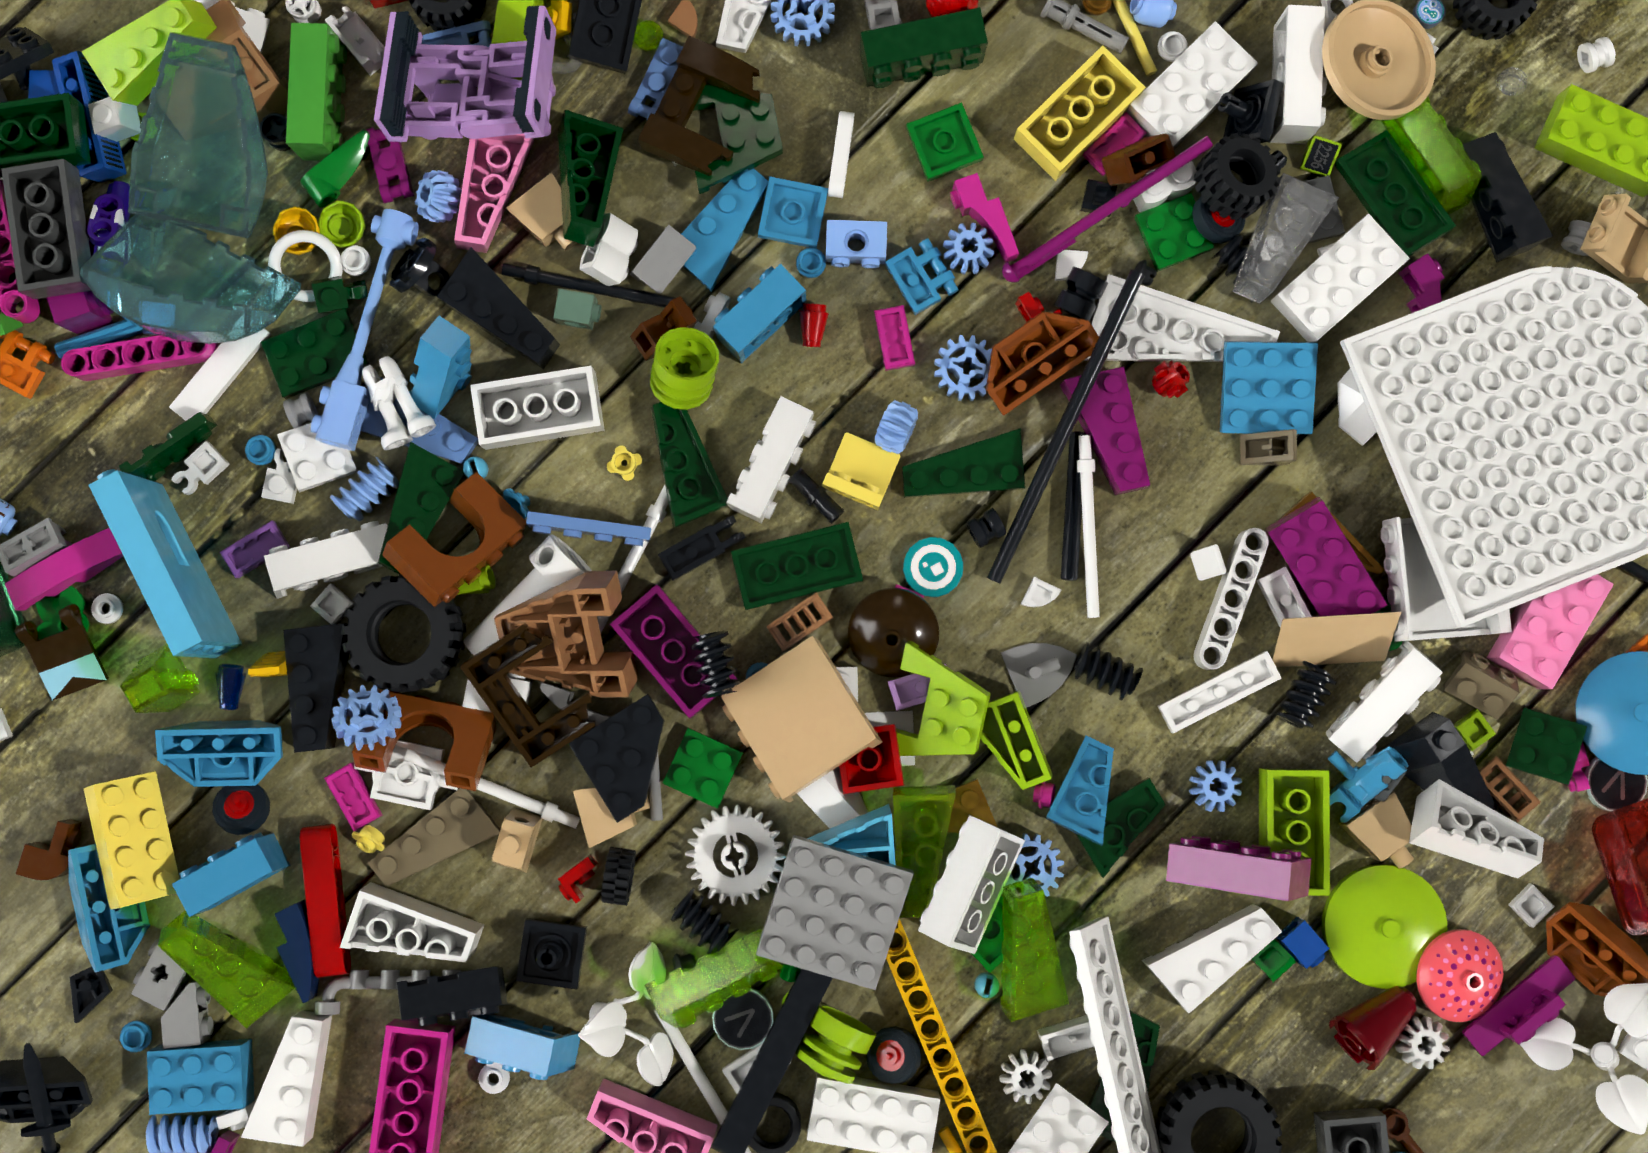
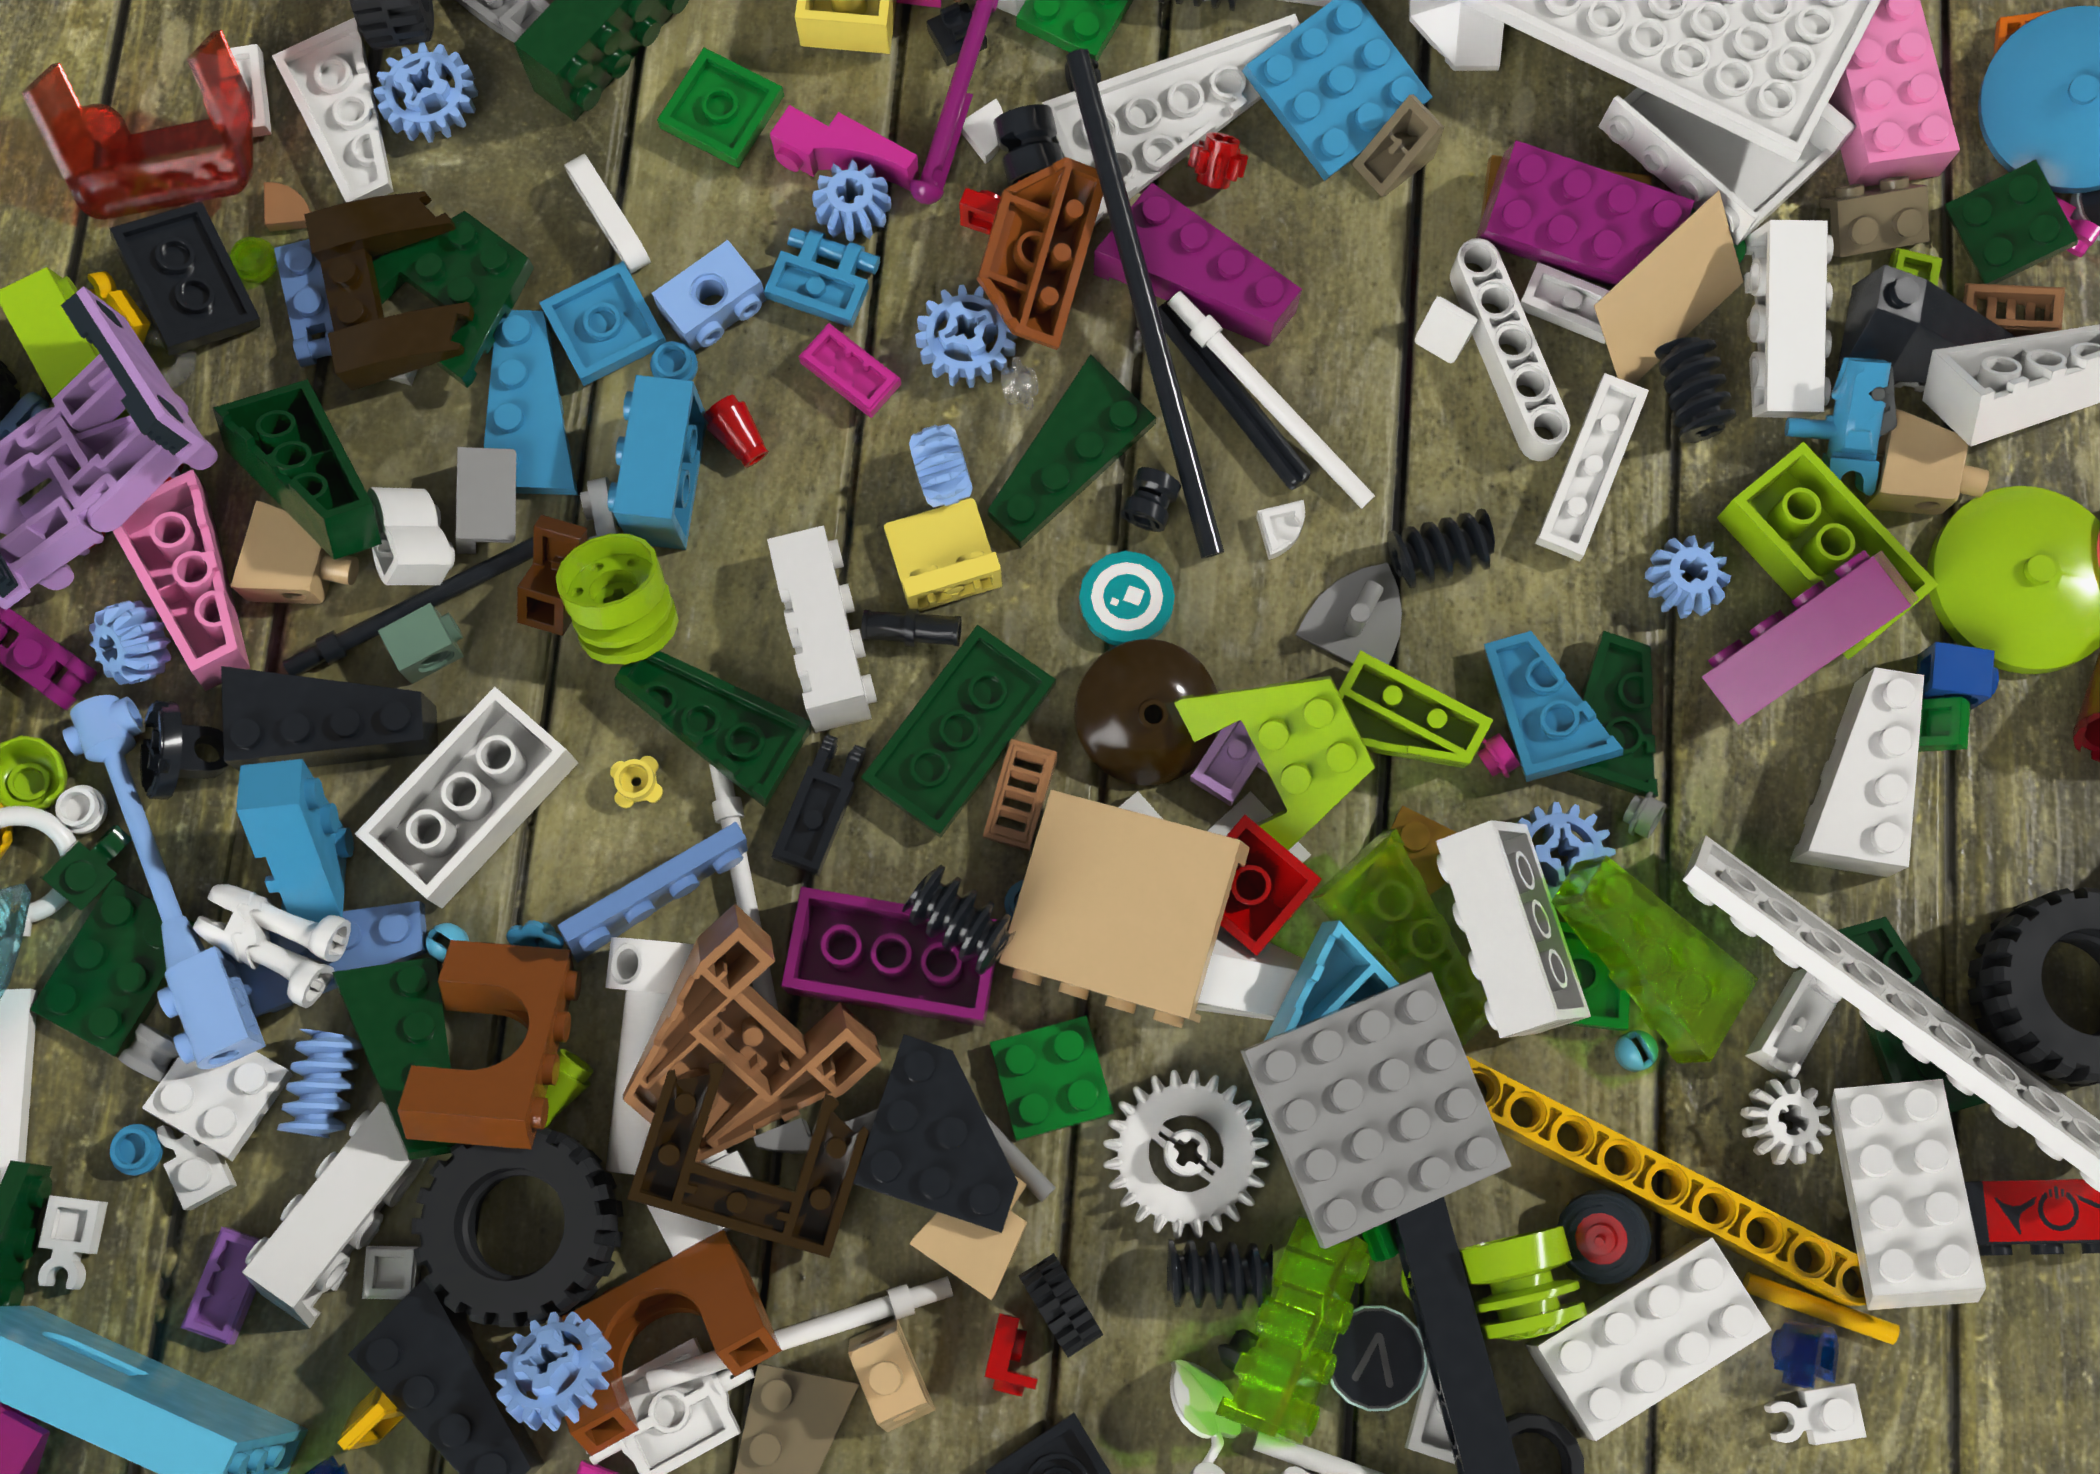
camera: 40 degrees left, 10 degrees down
(971, 415) = (1019, 384): none -> clear plate
(1089, 881) = (1644, 815): none -> light grey plate

